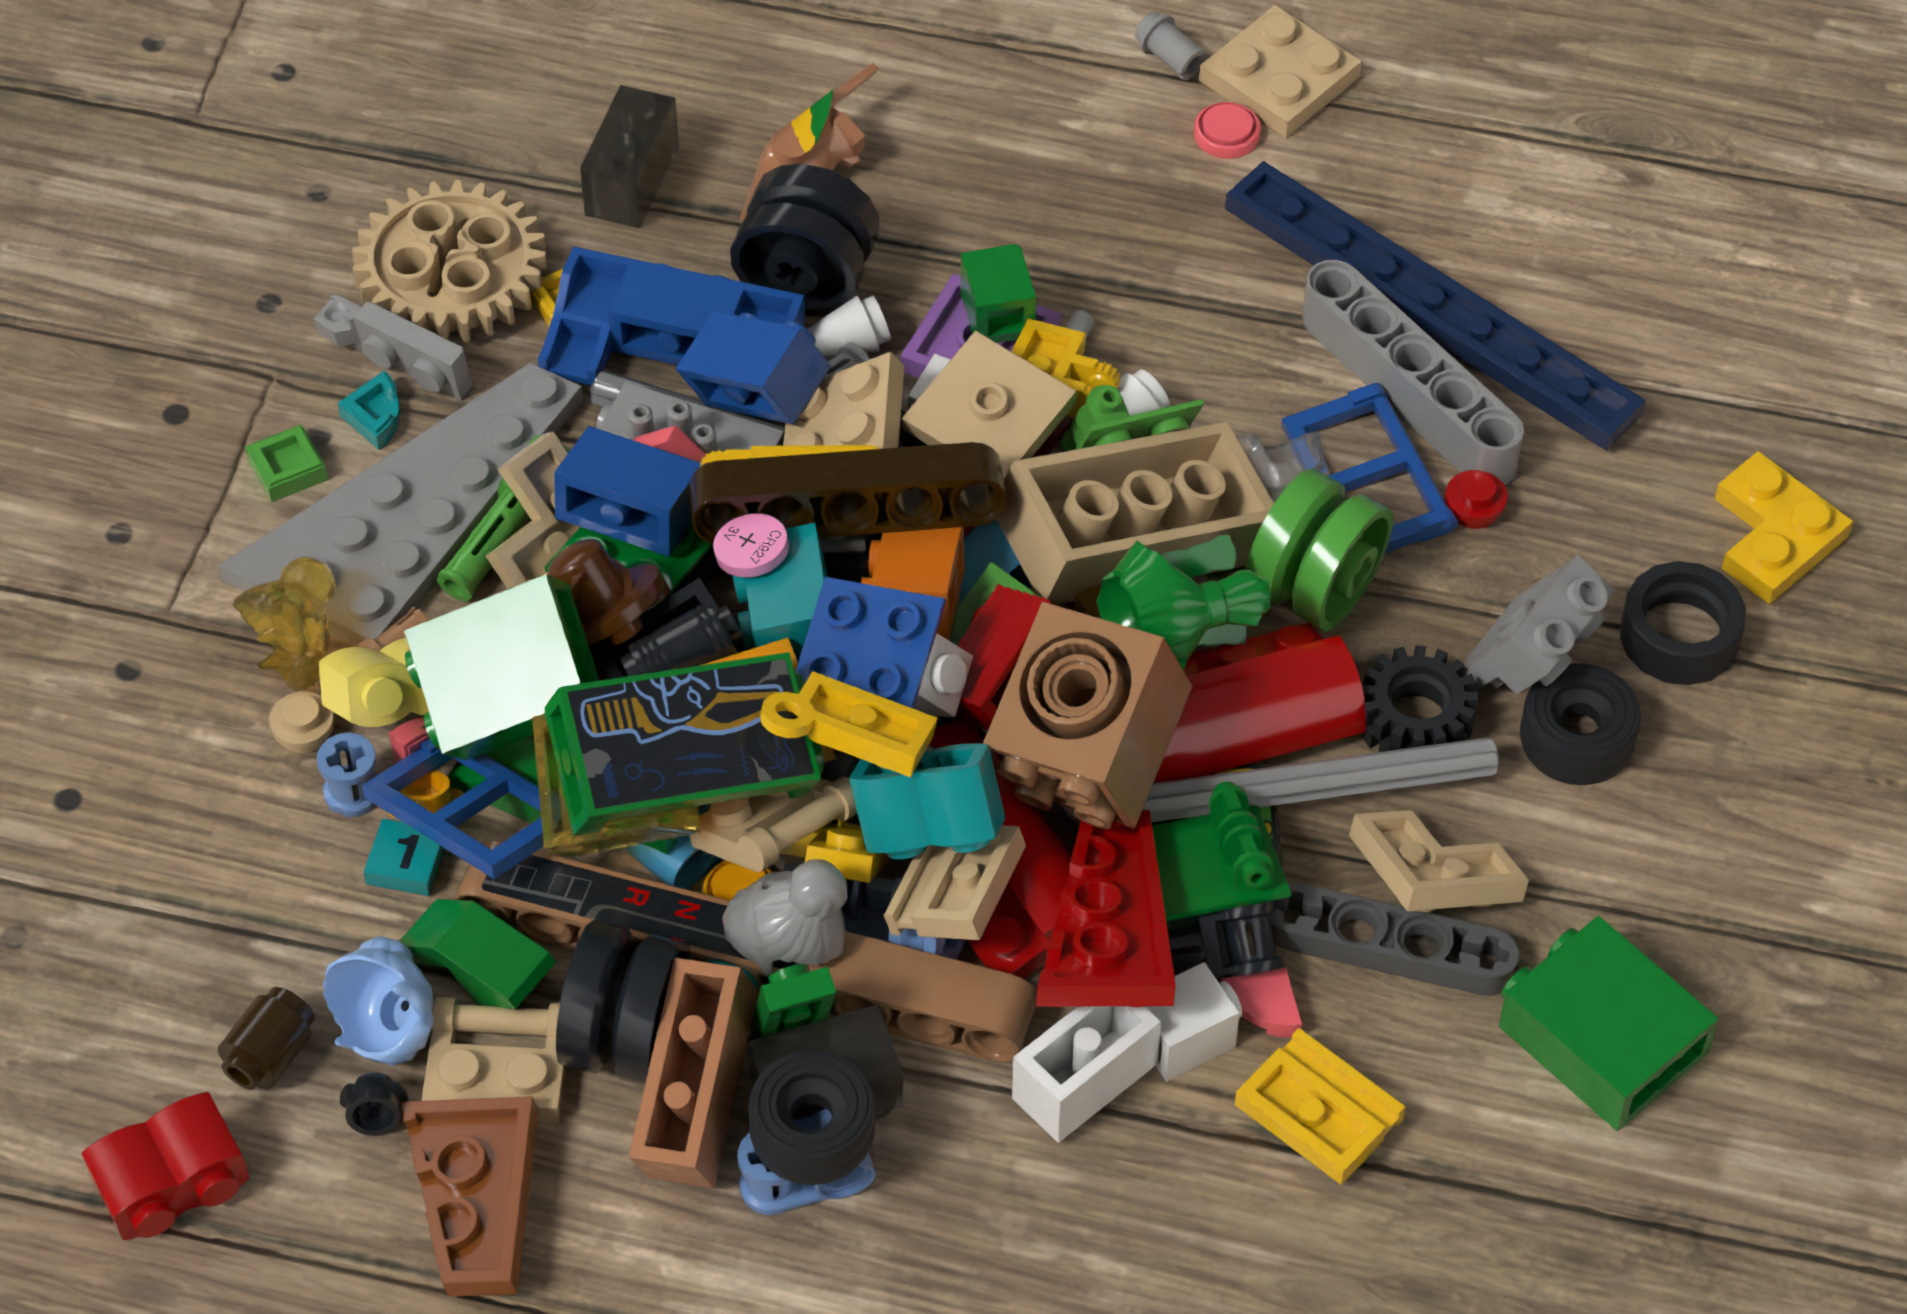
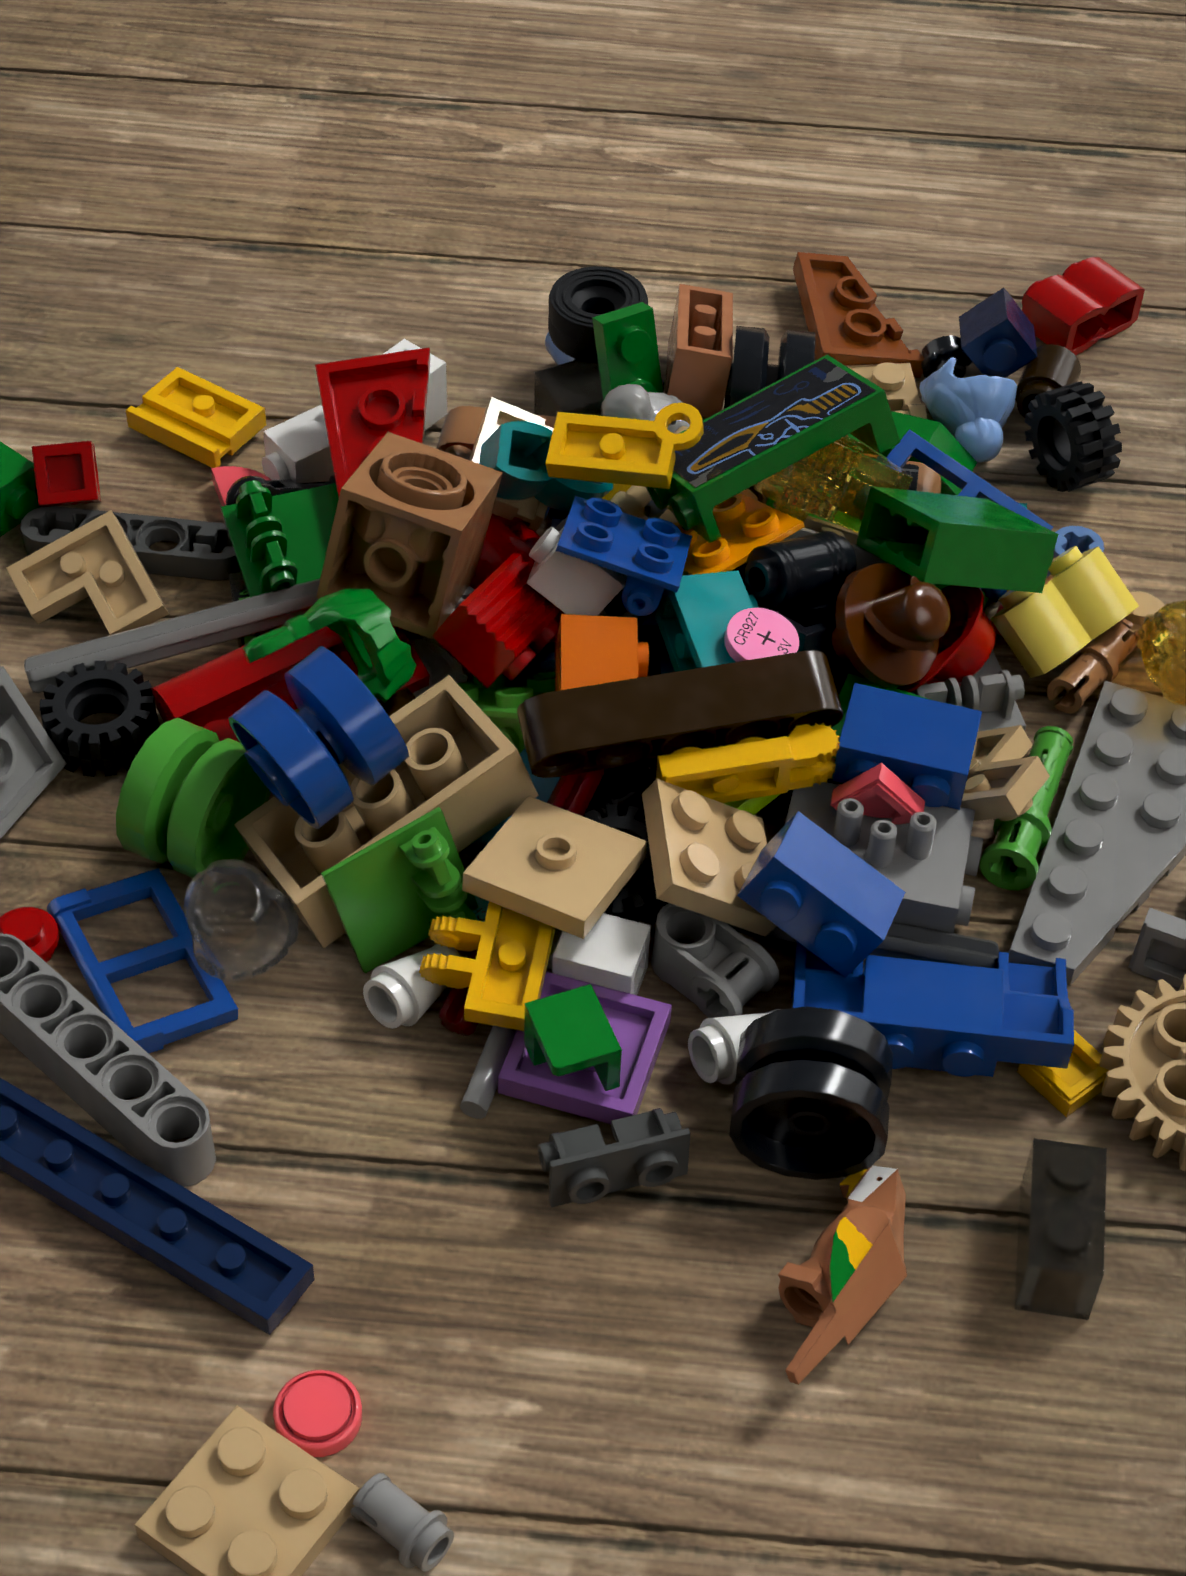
camera: 170 degrees right, 5 degrees down
(283, 913) = (1073, 436): none -> black tyre
(306, 1088) = (997, 335): none -> dark blue brick
(940, 245) = (646, 1152): none -> dark grey hinge
(1200, 469) = (335, 725): none -> blue wheel
(1469, 996) = (66, 474): none -> red brick

